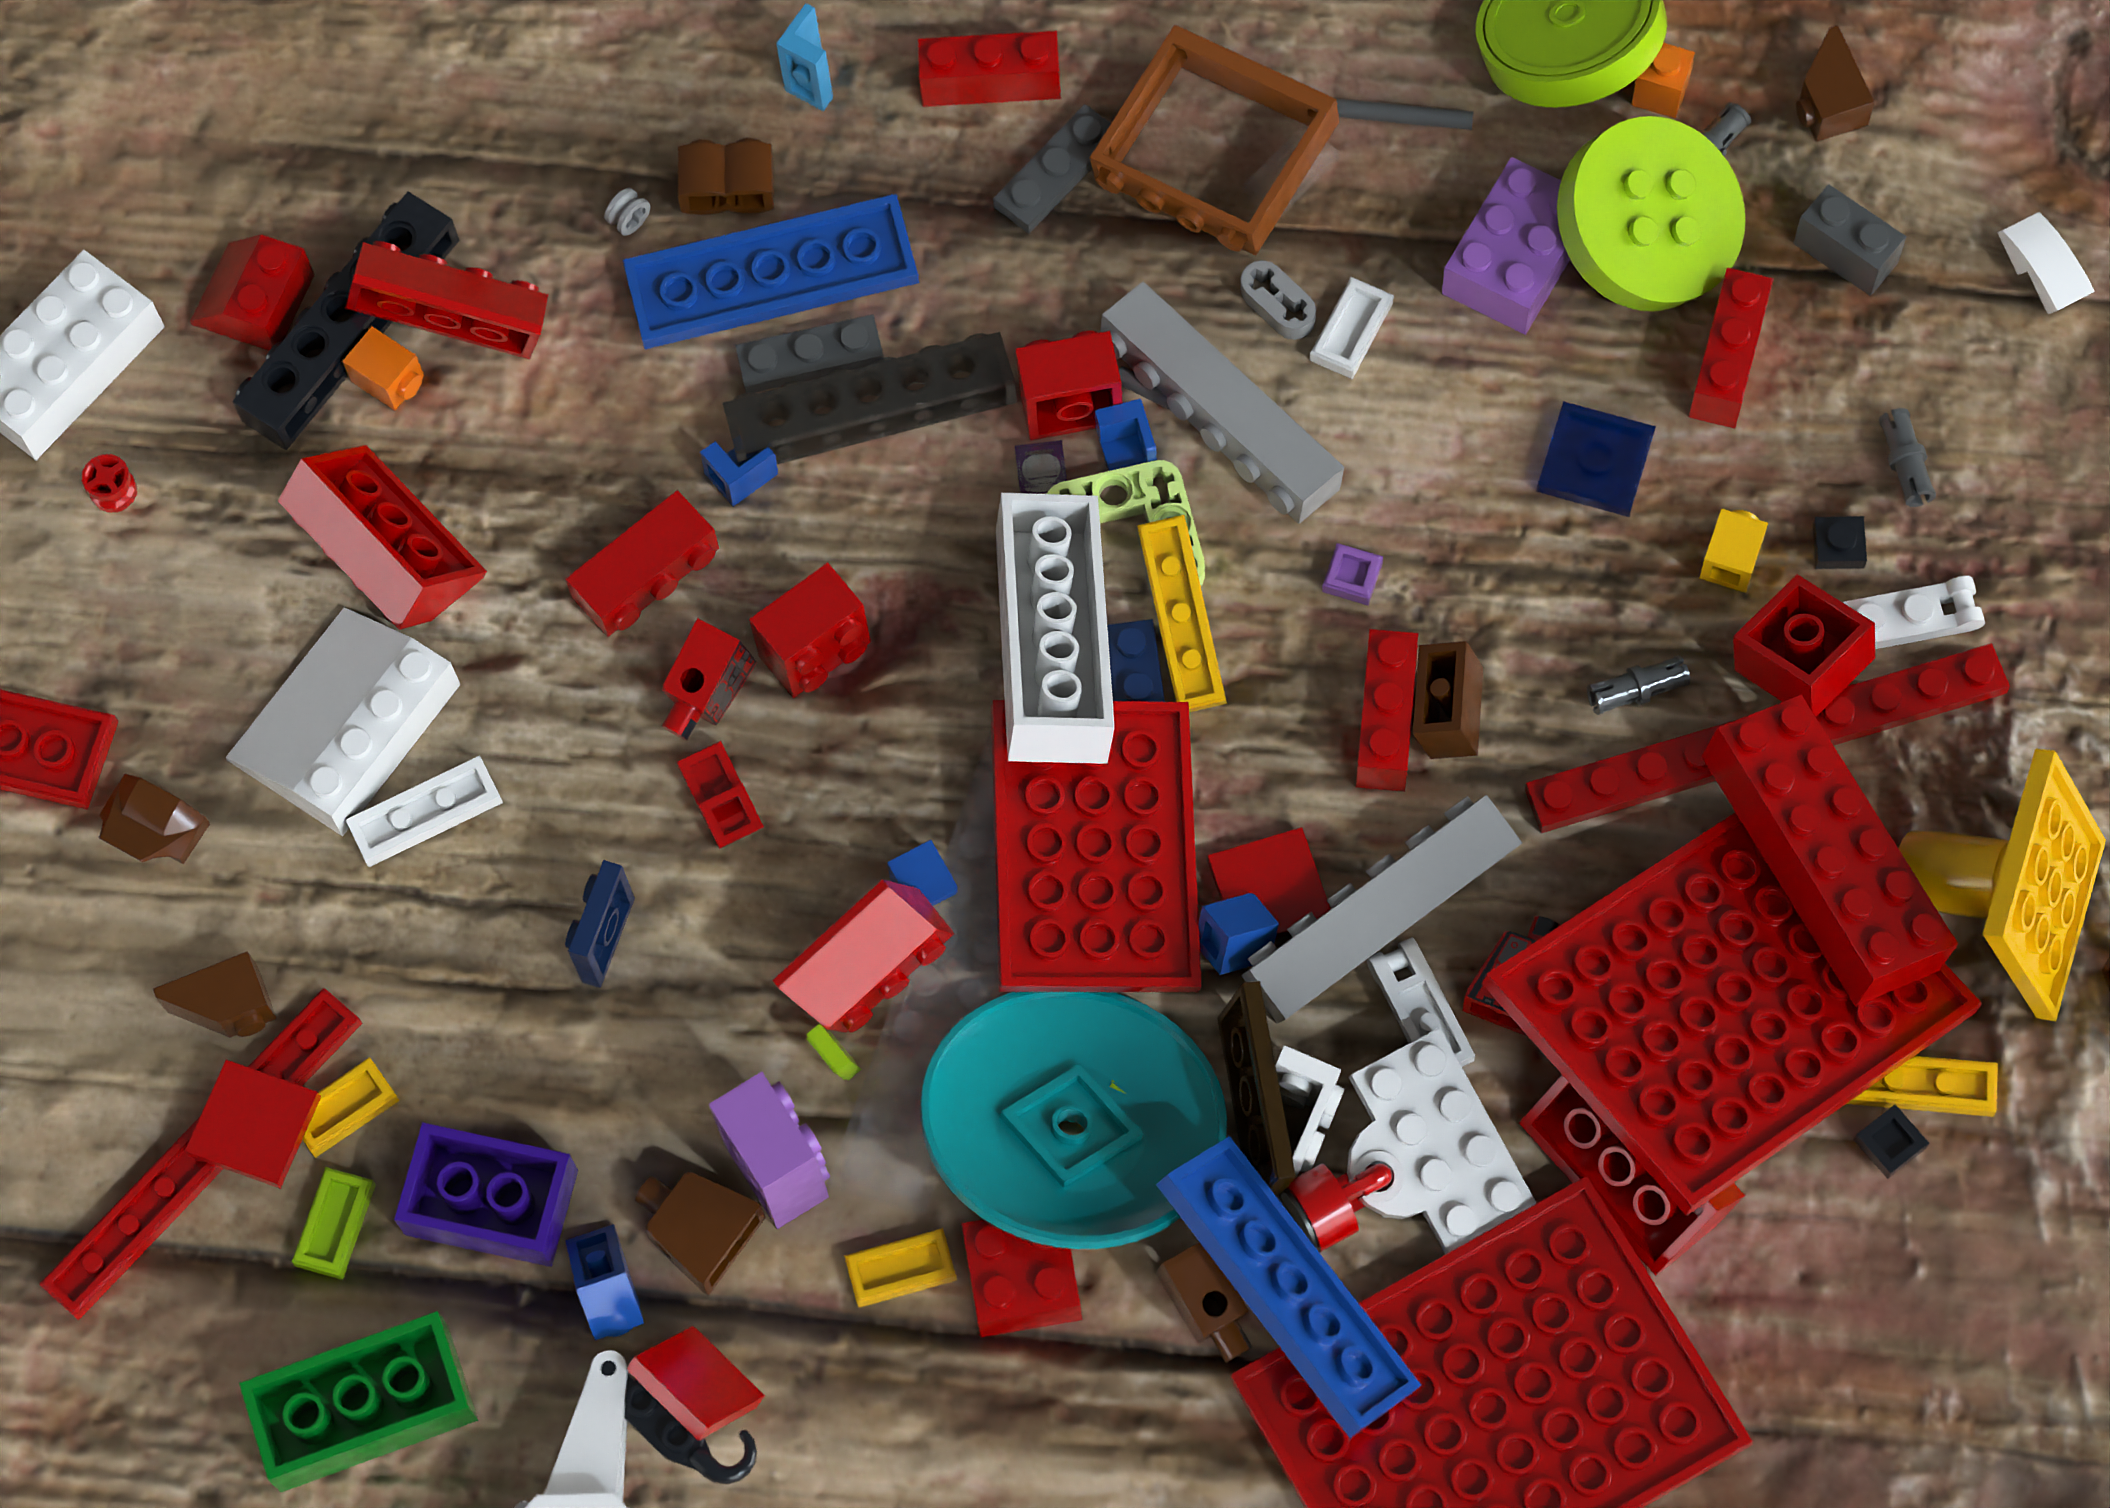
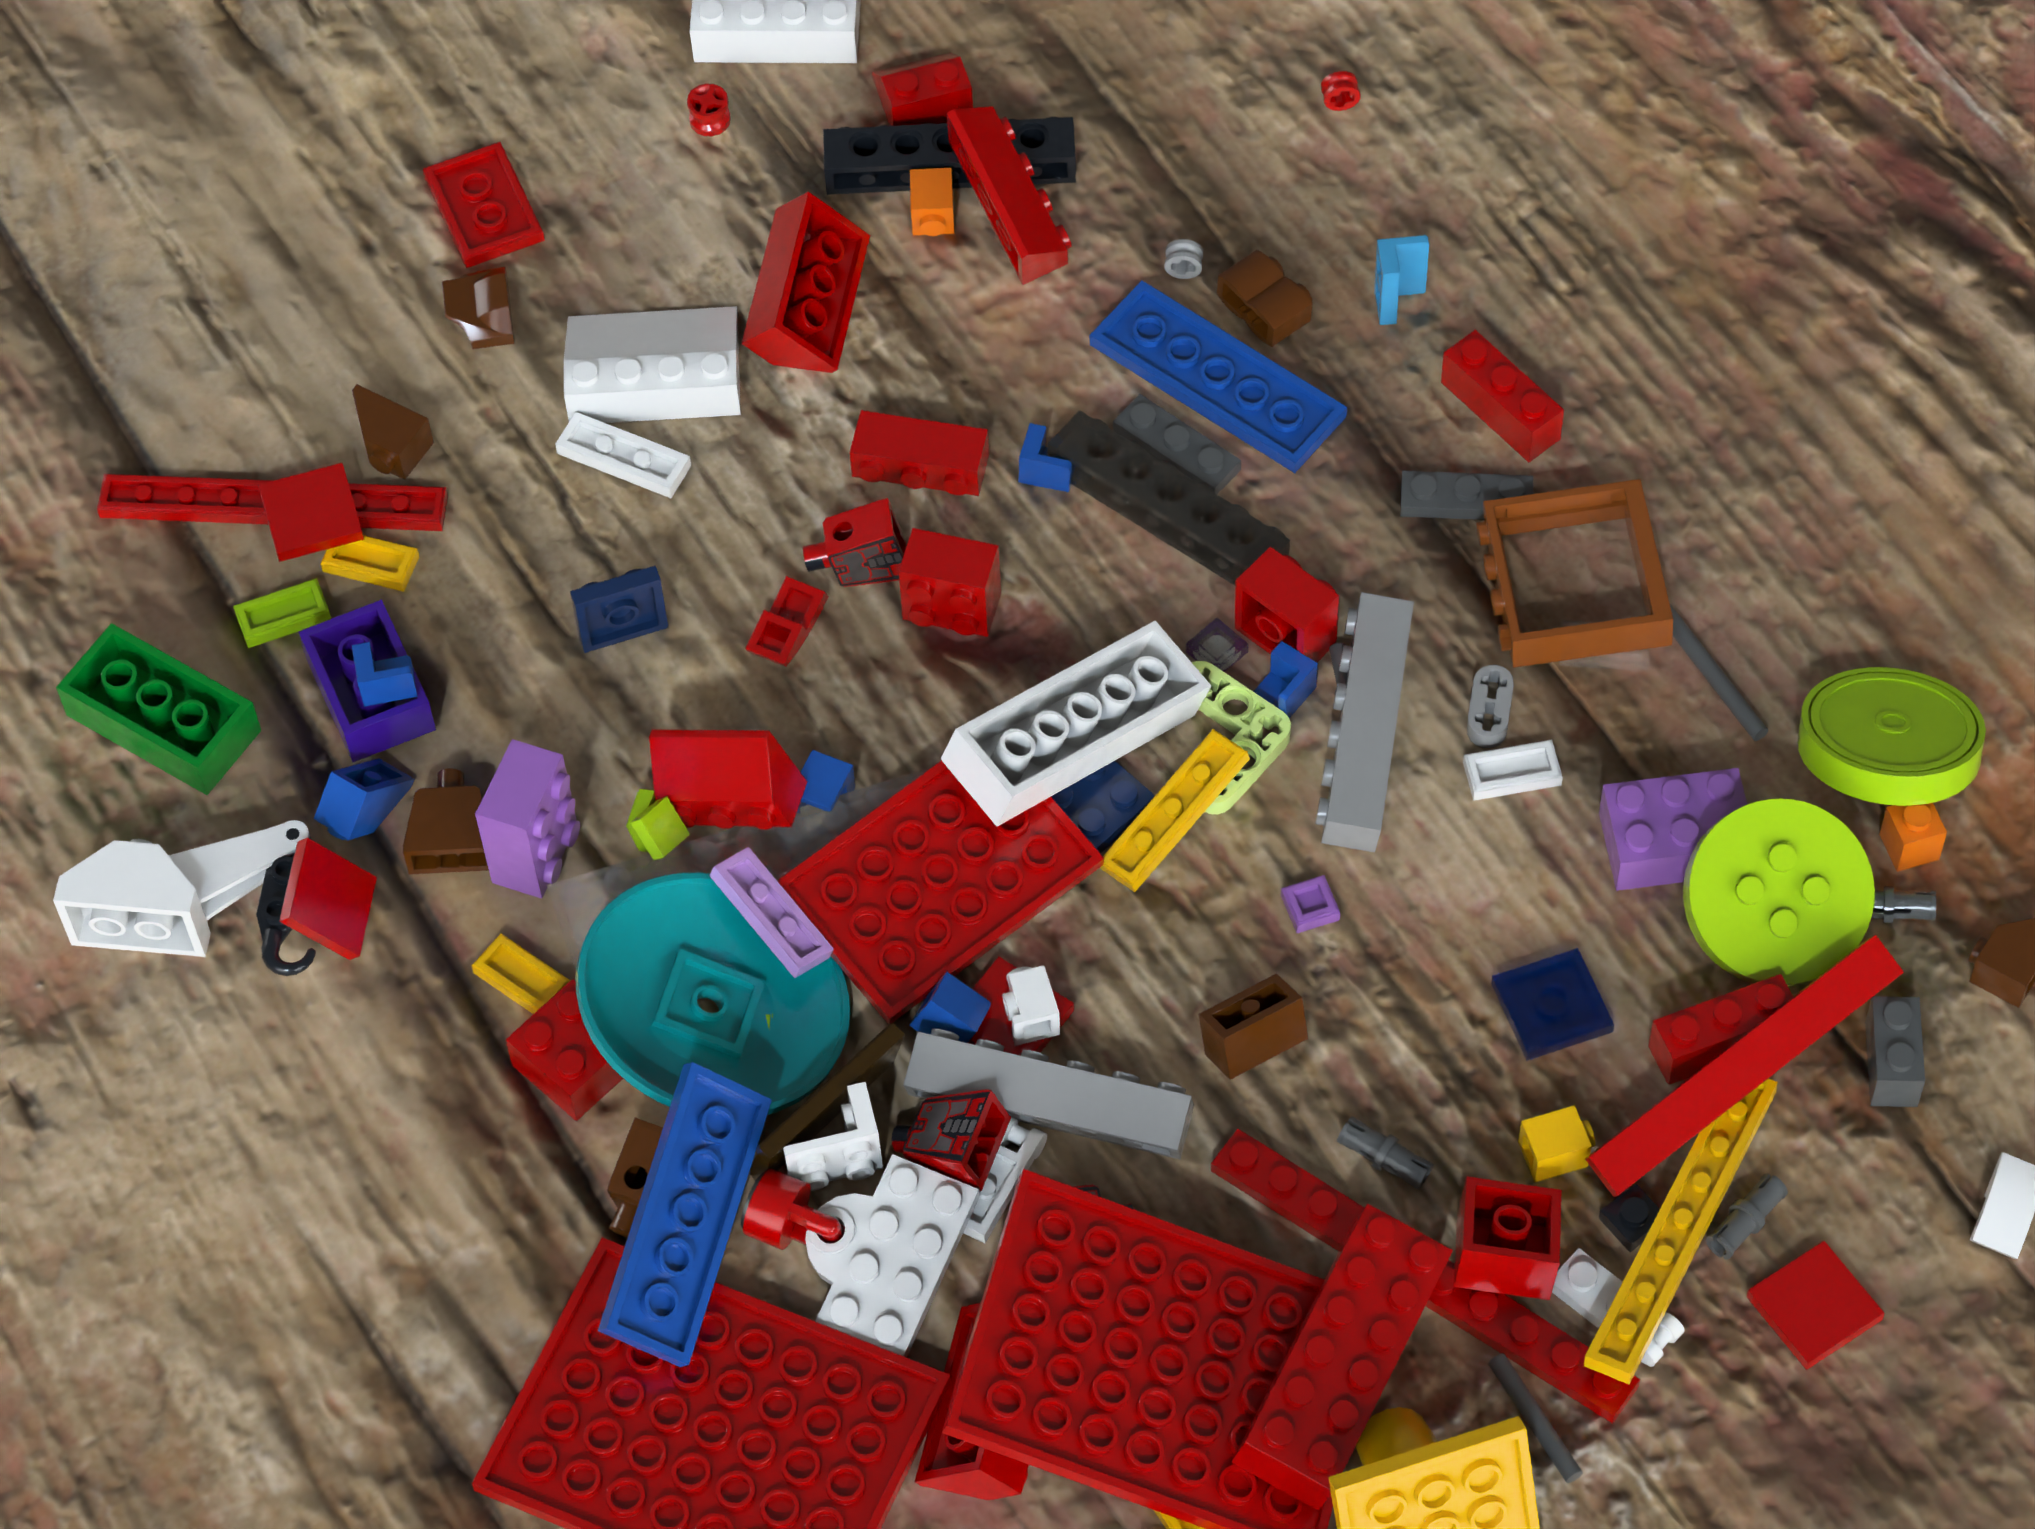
camera: 50 degrees right, 10 degrees down
(516, 1174) = (383, 679): none -> blue panel
(862, 1044) = (660, 828): none -> lime tile
(1029, 1009) = (771, 912): none -> lavender plate
(1286, 859) = (1031, 1005): none -> white brick
(1368, 1014) = (955, 1135): none -> torso
(1387, 710) = (1174, 1007): red brick -> none
(1790, 357) = (1744, 1066): none -> red tile
(1888, 510) = (1675, 1237): none -> yellow plate
(1960, 746) = (1535, 1418): none -> dark grey bar
(2020, 467) = (1815, 1305): none -> red tile

